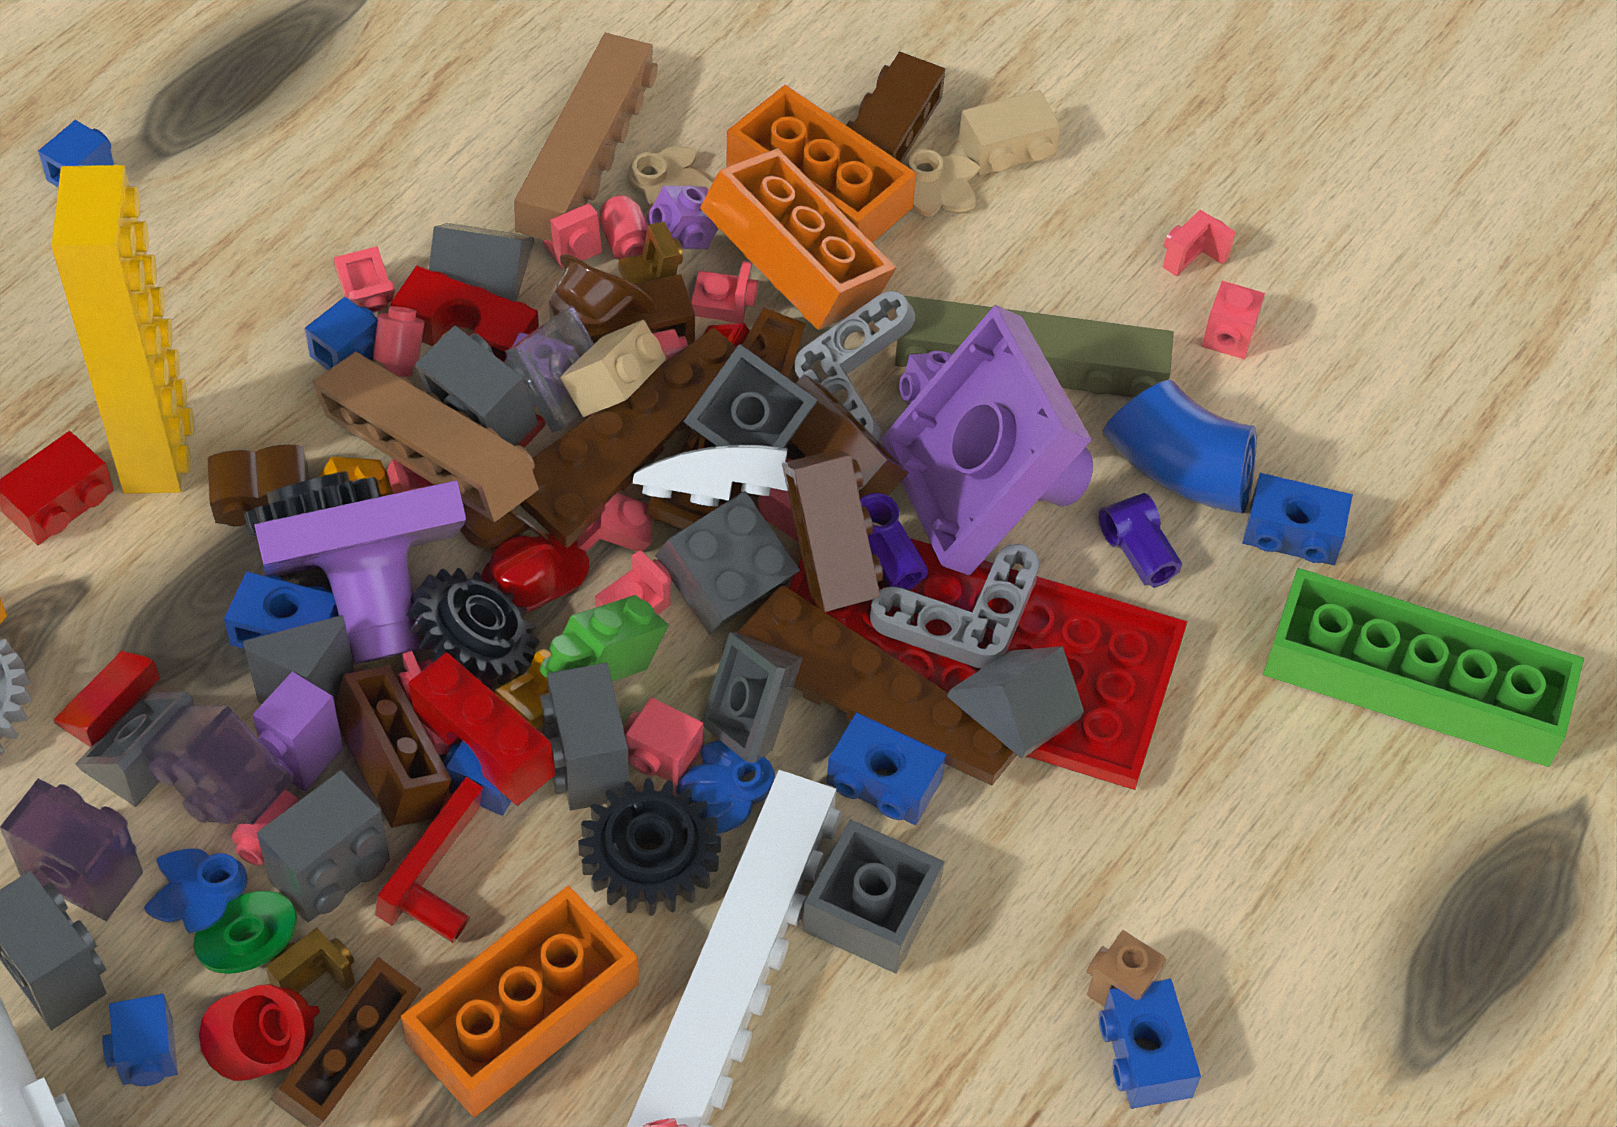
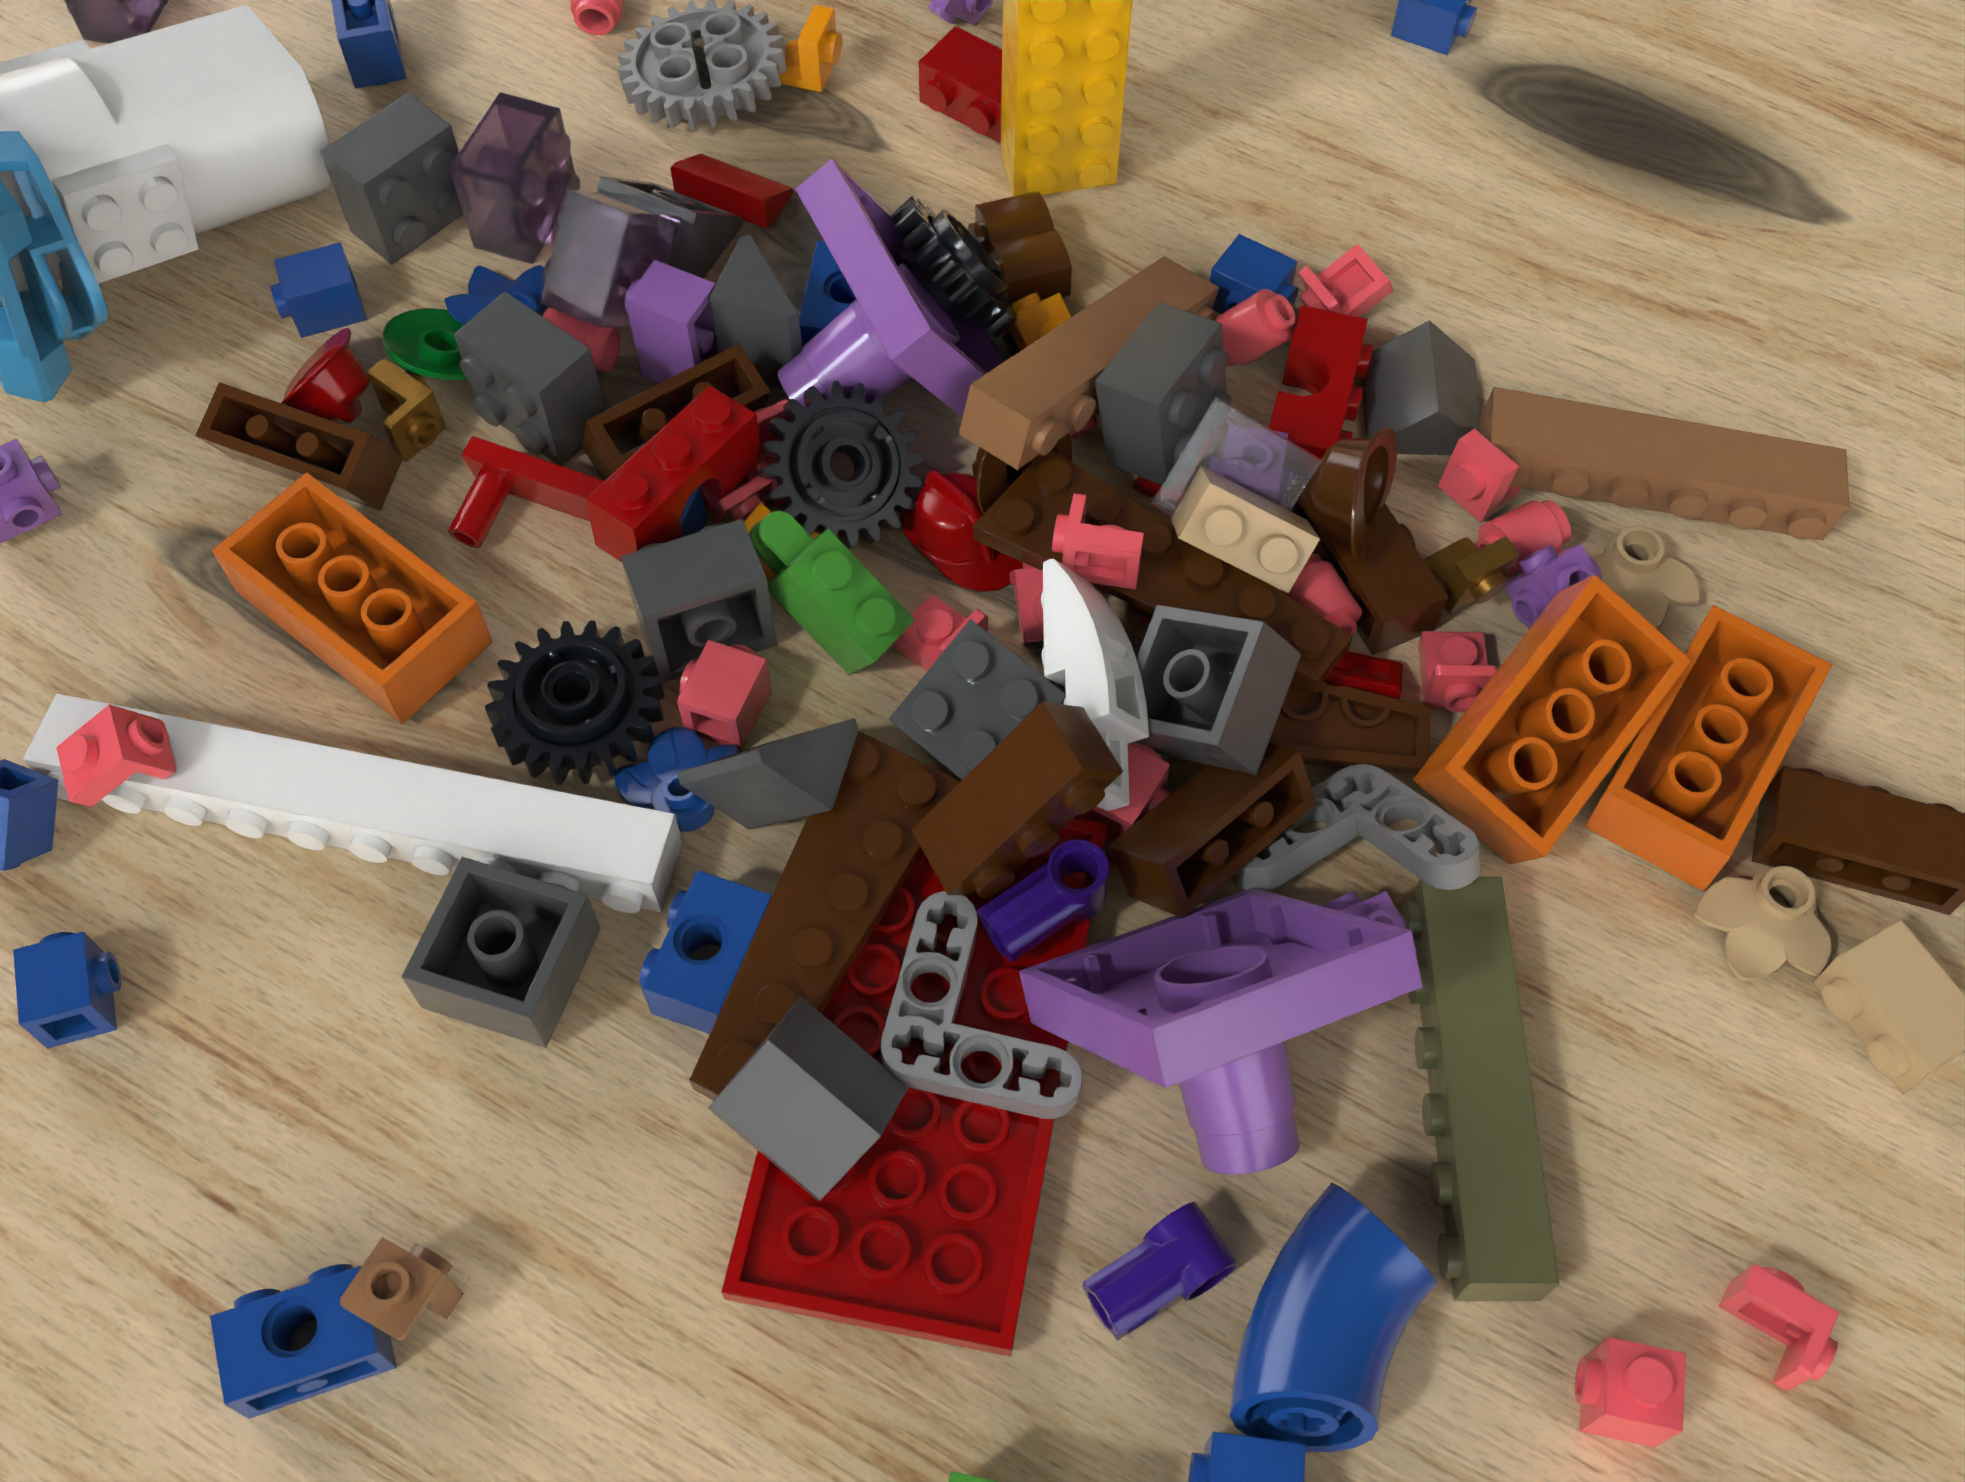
camera: 85 degrees right, 5 degrees up
(622, 456) = (1095, 552): none -> coral bracket

